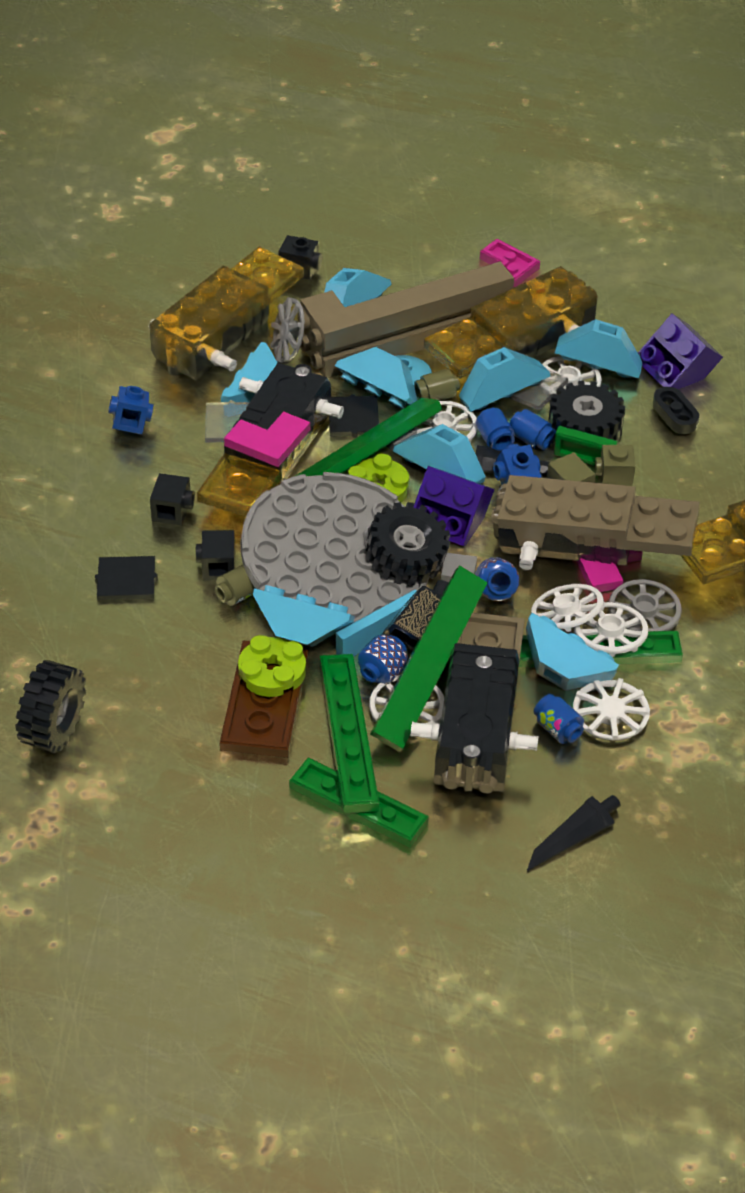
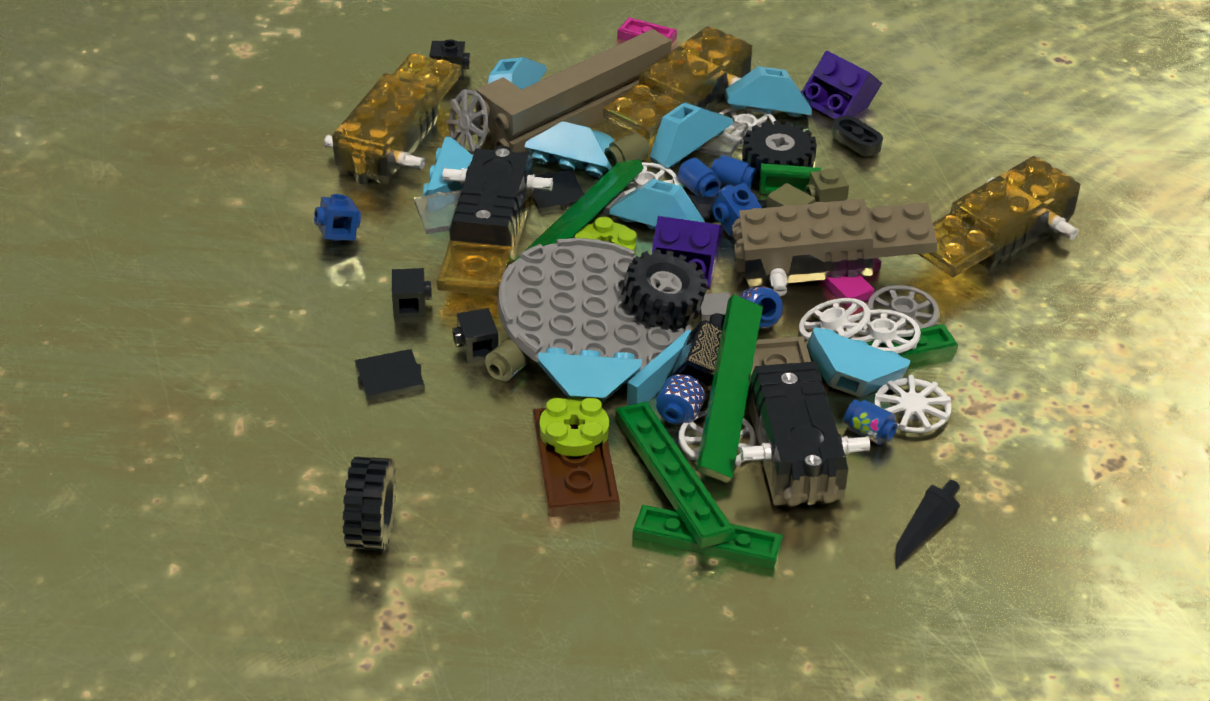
camera: 15 degrees left, 5 degrees down
(268, 445) = (499, 221): dark pink tile -> none

